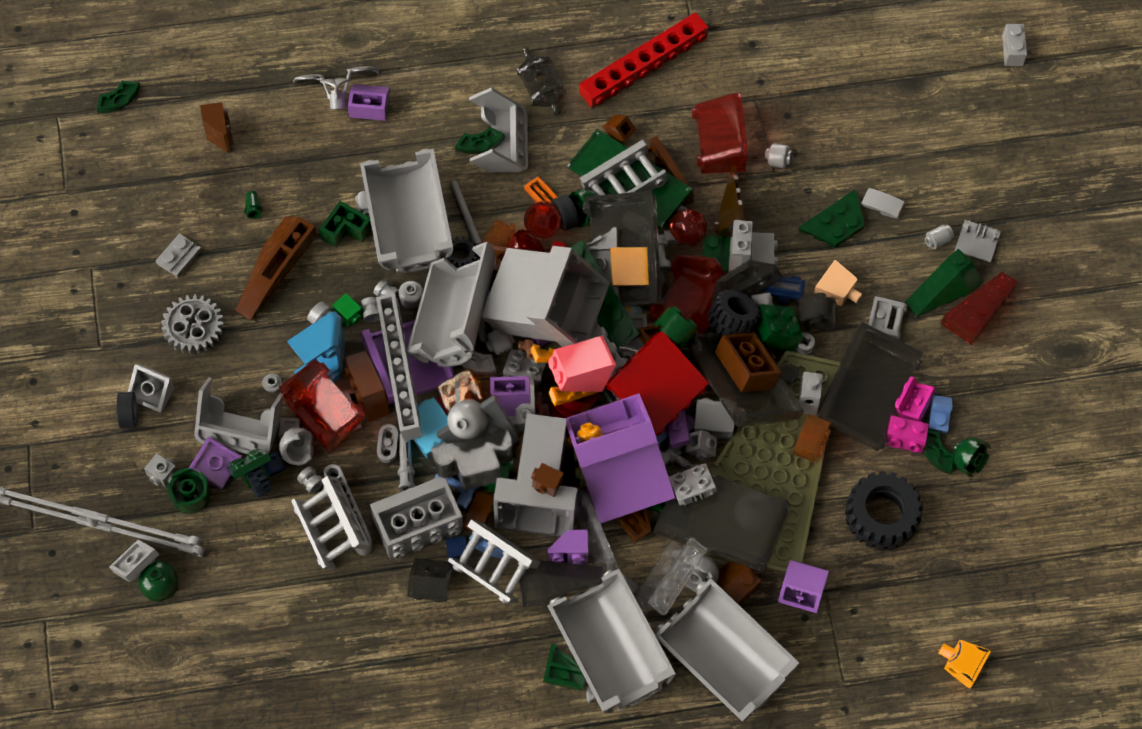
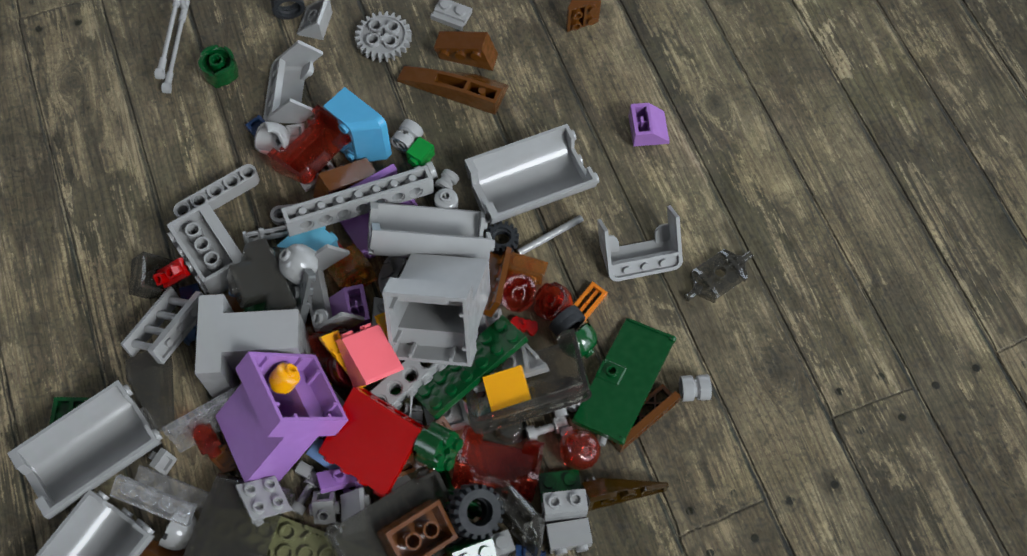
camera: 80 degrees right, 0 degrees up
(134, 561) = (145, 39): light grey plate -> none
(158, 581) = (135, 64): dark green cylinder -> none
(160, 470) = (236, 40): light grey brick -> none
(213, 462) = (250, 81): medium lavender plate -> none
(232, 246) = (467, 48): none -> reddish brown wedge
(252, 205) = (512, 57): dark green cone -> none
(252, 471) = (238, 107): dark green plate -> none
(310, 479) = (244, 157): light grey wheel -> none
(336, 97) = (645, 96): light grey plant -> none
(345, 221) = (506, 126): dark green brick -> none
(347, 522) = (196, 179): light grey fence -> none
(438, 551) = (171, 273): none -> red hips
(480, 142) = (631, 233): dark green tile -> none
(546, 480) = (219, 338): reddish brown brick -> none
(570, 548) = (187, 392): medium lavender slope -> none
(619, 127) = (681, 358): reddish brown brick -> none
(621, 535) = (206, 440): none -> clear red hips
(622, 162) = (636, 365): light grey fence -> none
(648, 51) = (785, 371): red brick -> none
(648, 124) = (698, 387): none -> light grey wheel
(721, 134) = (704, 464): clear red windscreen -> none
(779, 155) = (696, 534): light grey head -> none

